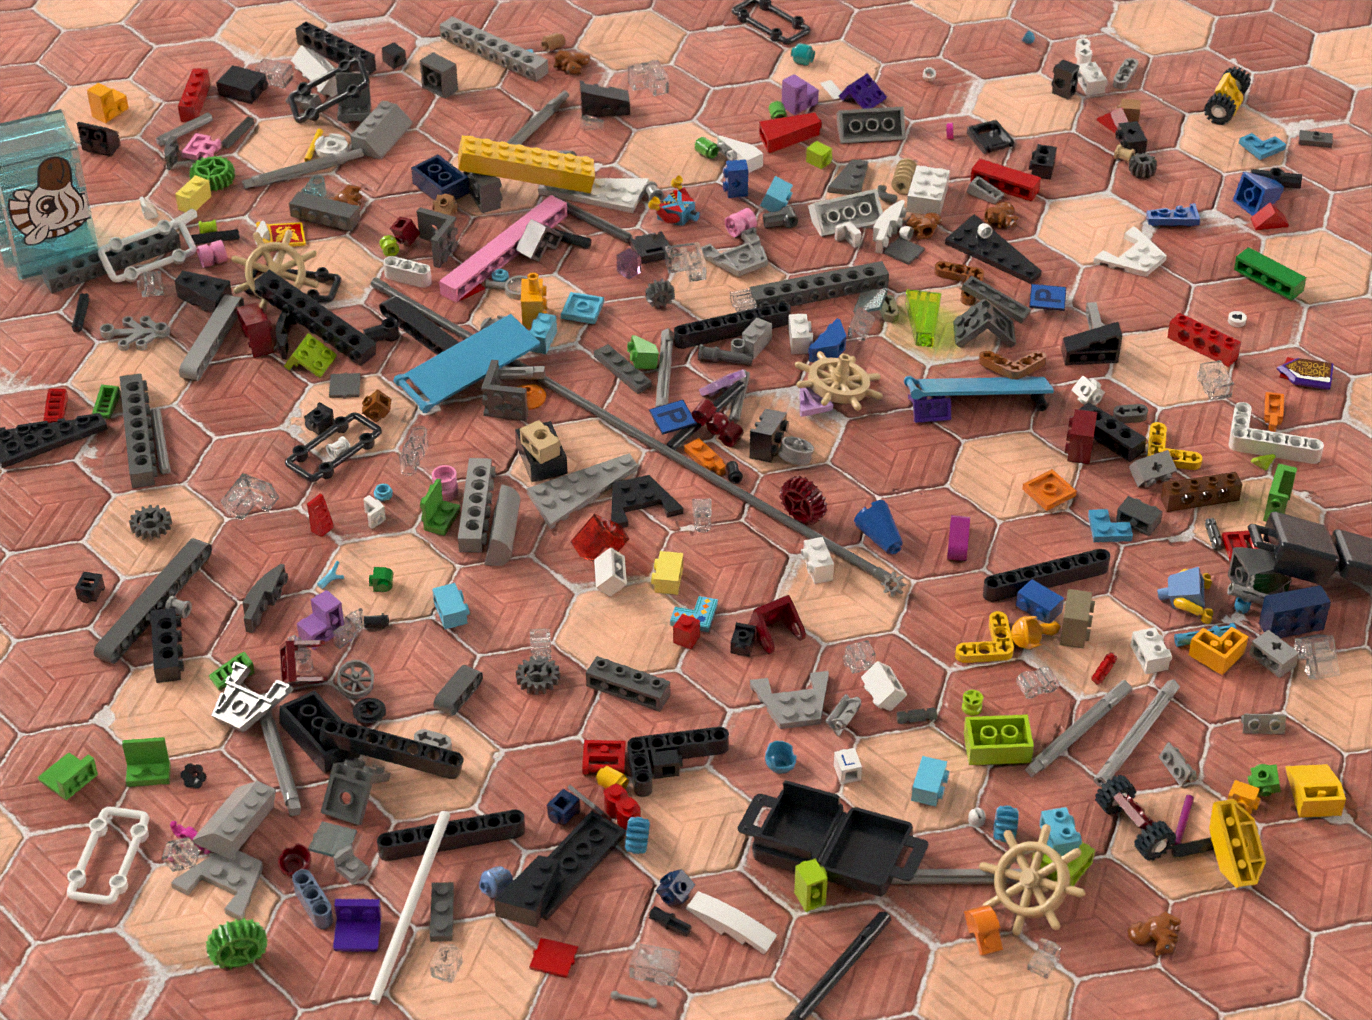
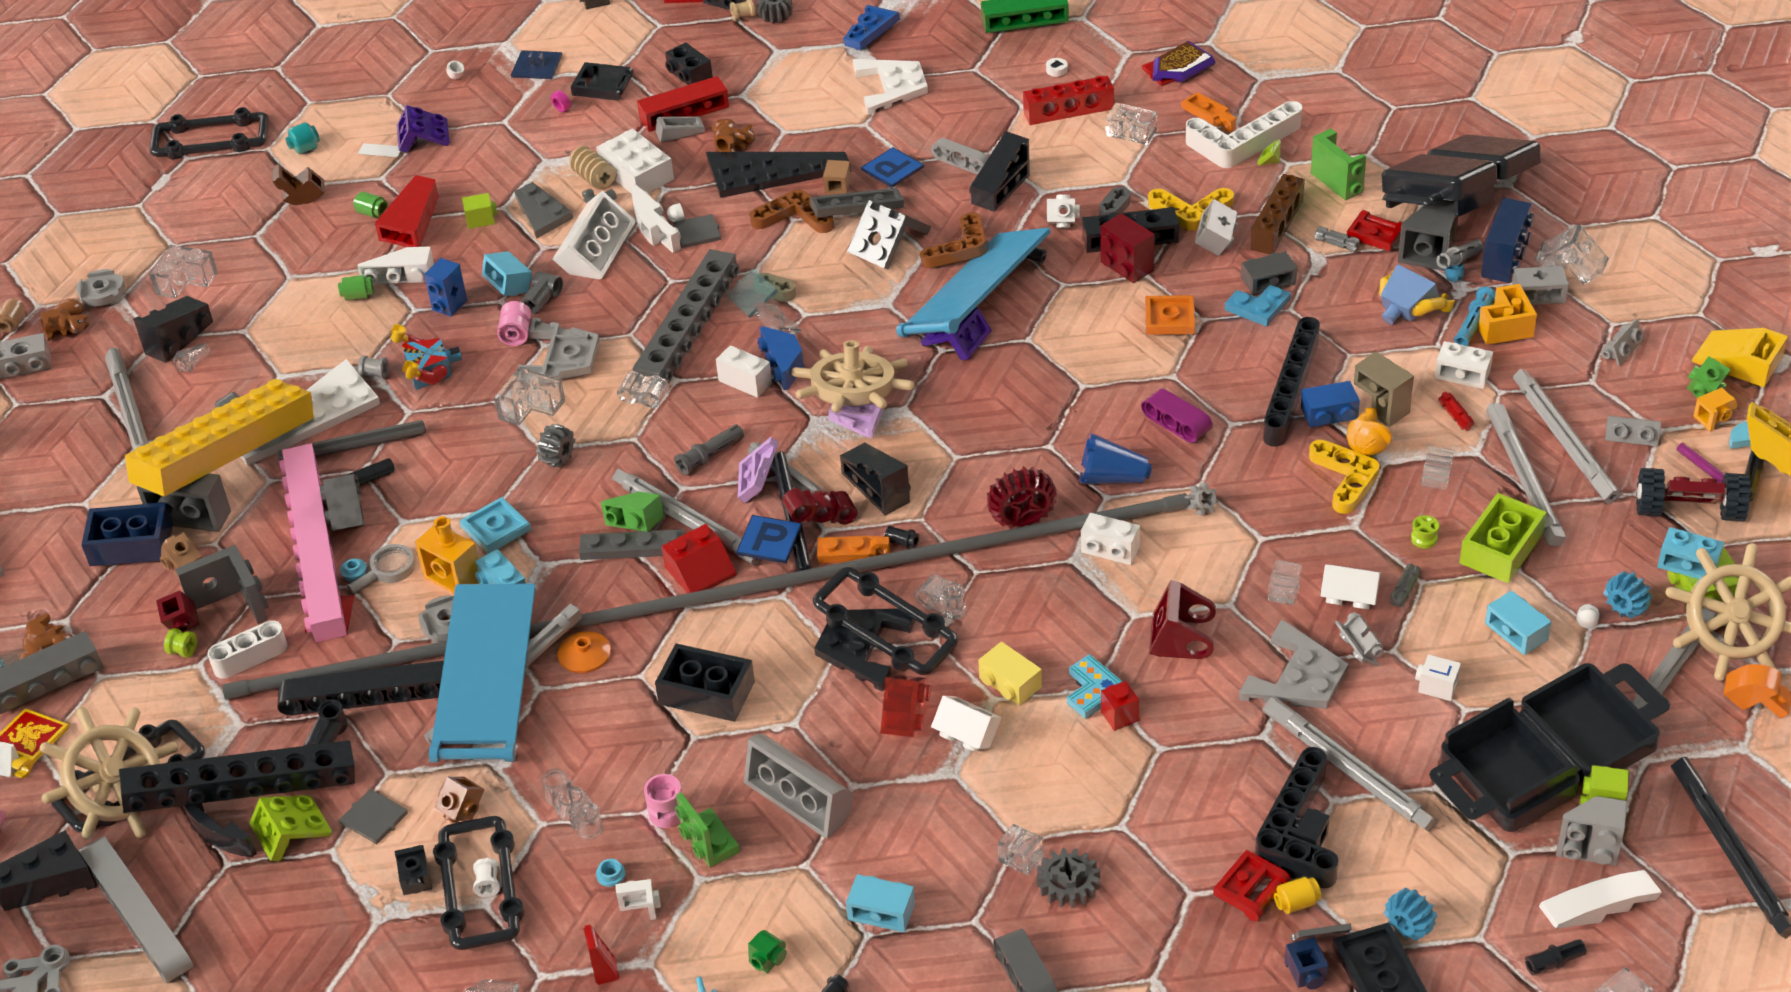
camera: 50 degrees left, 0 degrees up
(257, 328) = (176, 849): dark red wedge -> none
(475, 505) = (729, 792): light grey brick -> none
(496, 395) = (576, 678): dark grey bracket -> none
(540, 441) = (711, 667): tan brick -> none
(576, 490) = (788, 692): light grey wing -> none
(608, 59) = (110, 293): none -> light grey plate
(619, 805) = (1357, 905): red brick -> none
(628, 263) = (471, 441): brick -> none
(628, 683) = (1155, 800): dark grey brick -> none
(632, 399) = (698, 560): none -> red slope
(638, 520) = (901, 656): none -> black bar
(649, 243) = (455, 416): black container -> none
(675, 887) = (1516, 922): dark blue brick -> none
(729, 325) = (669, 416): black beam -> none
(738, 757) = (1349, 763): none -> light grey piece
(743, 639) = (1173, 665): black brick -> none
(753, 338) = (711, 409): light grey hinge -> none
(759, 77) = (300, 189): none -> reddish brown brick
(778, 891) = (1593, 831): none -> light grey slope
(780, 757) = (1384, 728): dark azure hair -> none
(796, 450) = (926, 467): light grey wheel -> none
(798, 94) = (368, 172): medium lavender brick -> none
(848, 232) = (630, 253): white bracket -> none
(871, 124) = (481, 150): light grey slope -> none
(923, 315) = (820, 266): clear neon green slope -> none
(924, 226) = (680, 191): dark orange animal -> none
(976, 103) = (536, 64): none -> dark blue piece
(984, 230) = (749, 154): white hinge -> none
(1011, 279) = (836, 177): none -> medium nougat brick

